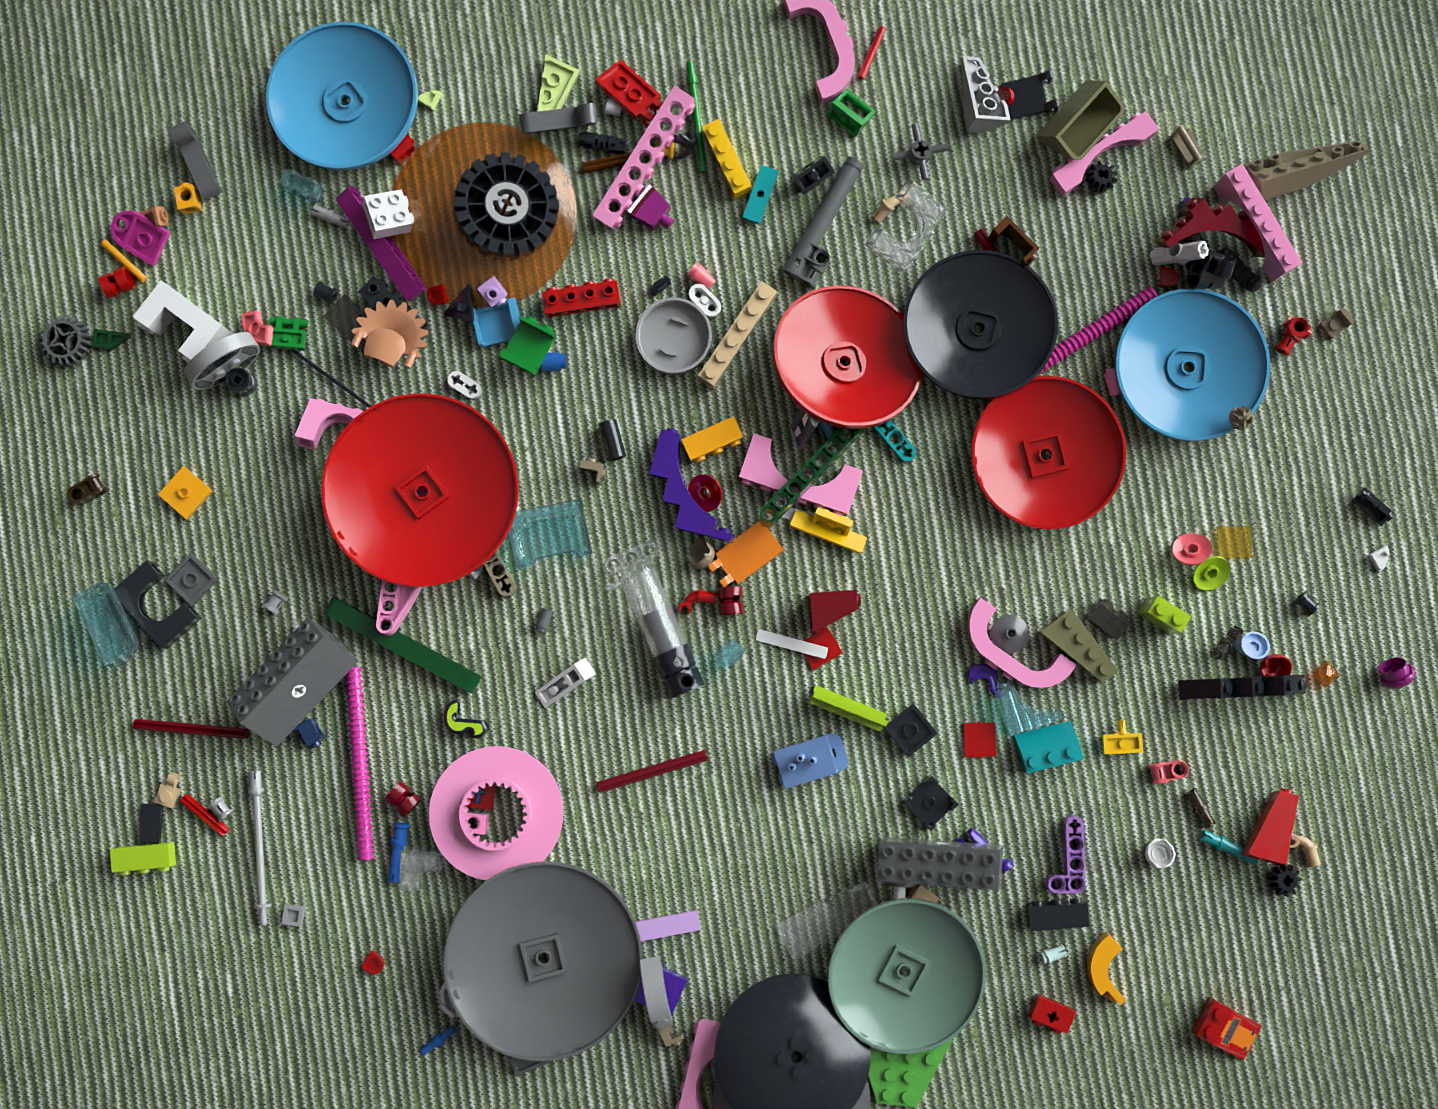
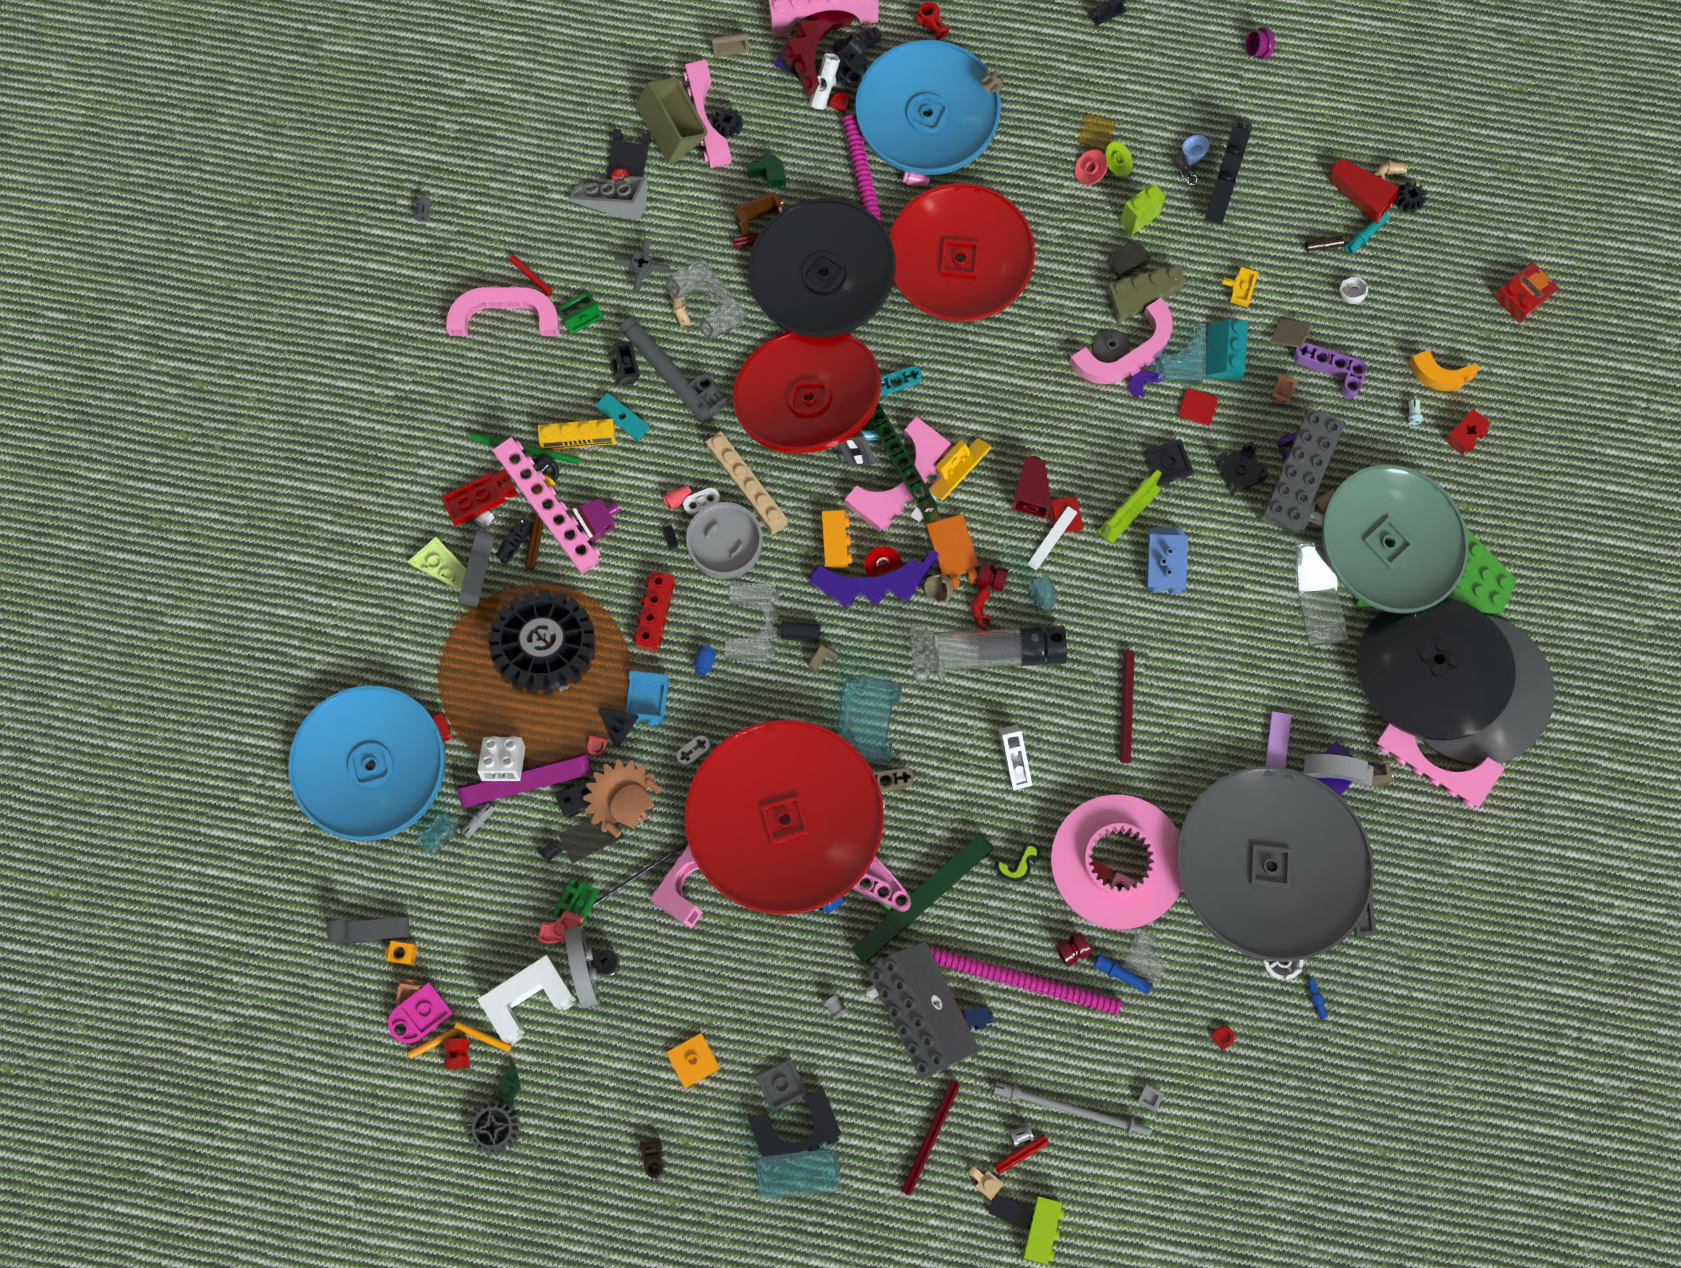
camera: 75 degrees left, 10 degrees down
(140, 290) = (482, 1036): none -> light orange bar
(430, 99) = (403, 684): yellowish green tile -> none
(493, 292) = (616, 688): lavender brick -> none
(528, 345) = (681, 672): green panel -> none
(544, 620) = (949, 756): dark grey pin -> none
(630, 396) = (760, 646): none -> clear arch
(1027, 817) = (1284, 389): none -> nougat bracket
(1057, 914) = (1380, 395): black brick -> none
(1069, 237) = (771, 167): none -> dark green brick
(1089, 806) = (1291, 333): none -> dark tan piece
(1164, 771) = (1281, 259): coral piece -> none
(1275, 665) = (1219, 136): red hair -> none
(1307, 603) = (1173, 92): black bush -> none
(1326, 674) = (1240, 100): clear orange tile -> none
(1379, 558) = (1154, 22): white tile -> none

